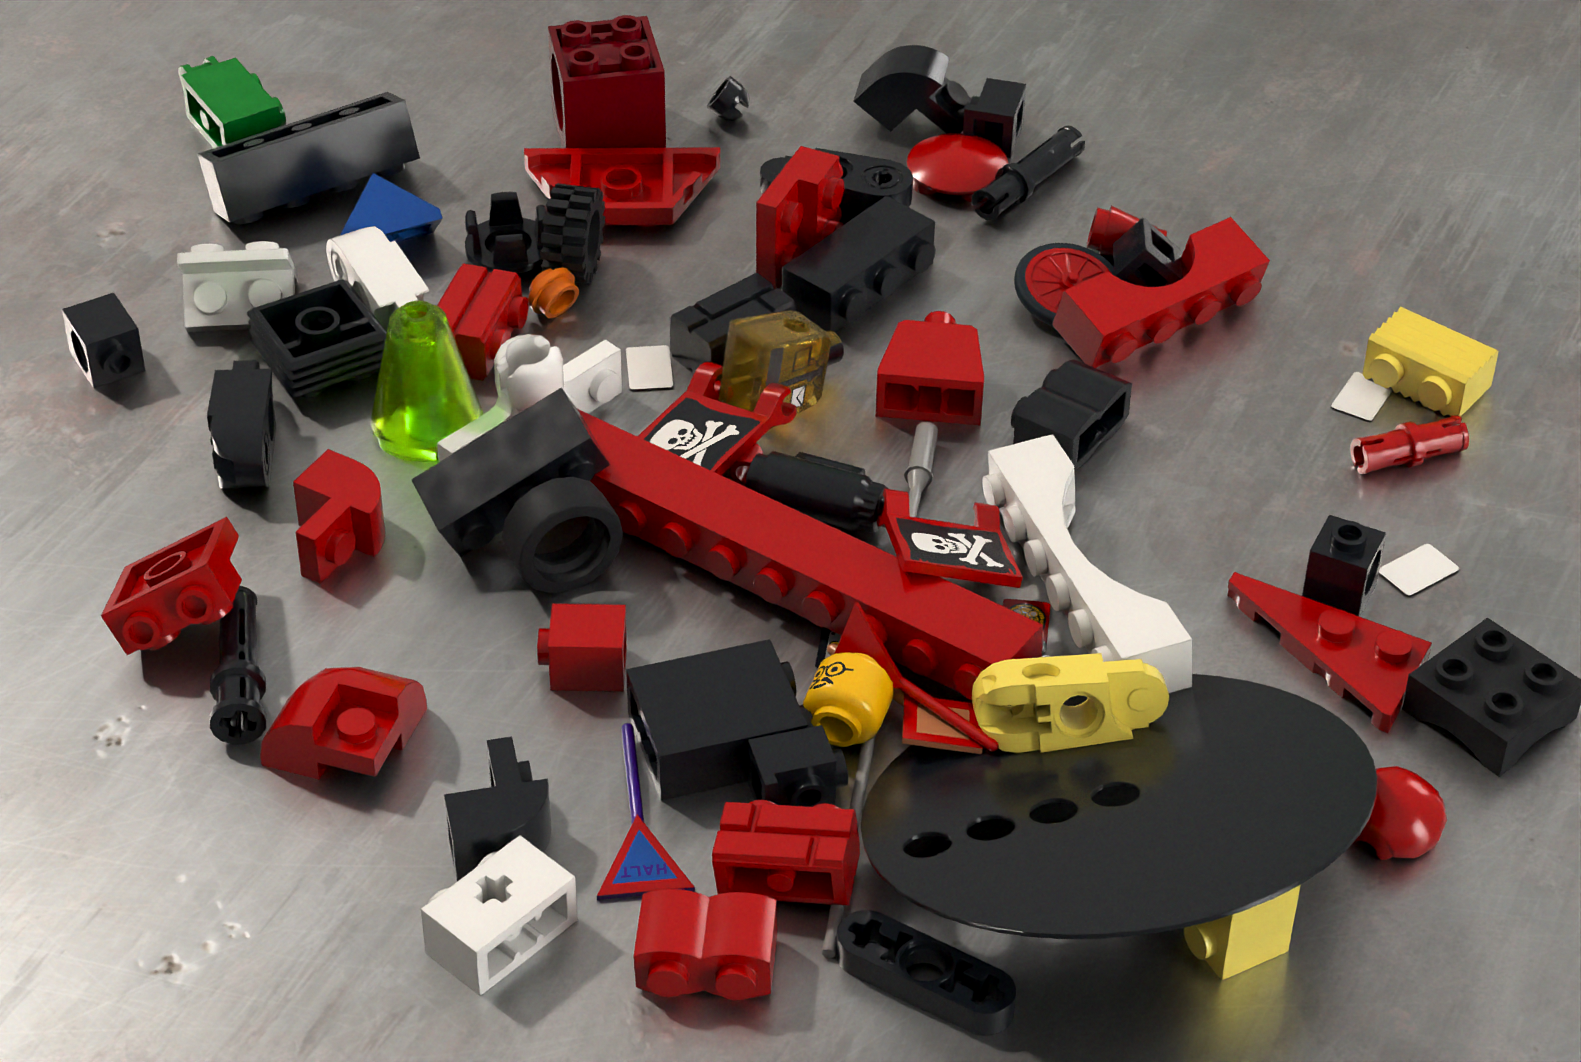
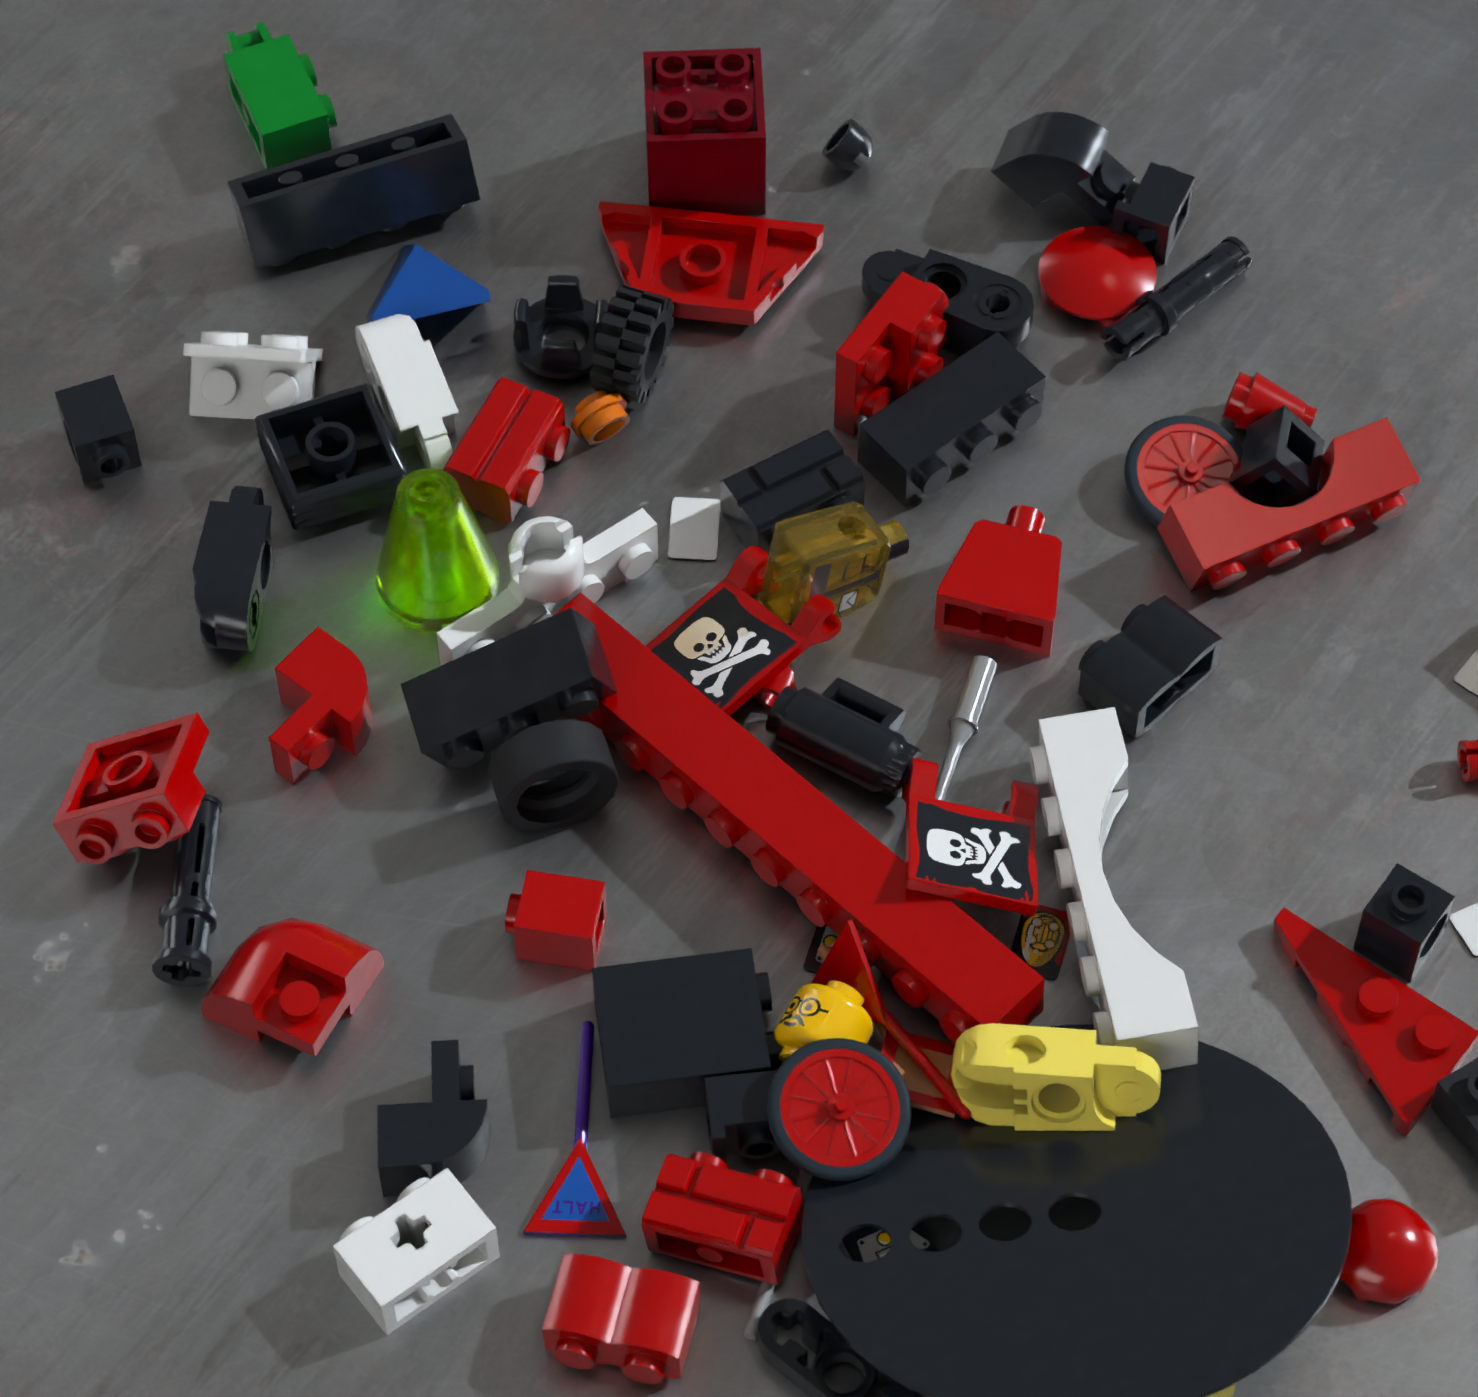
camera: 10 degrees right, 15 degrees up
(878, 748) = (839, 1109): none -> red wheel

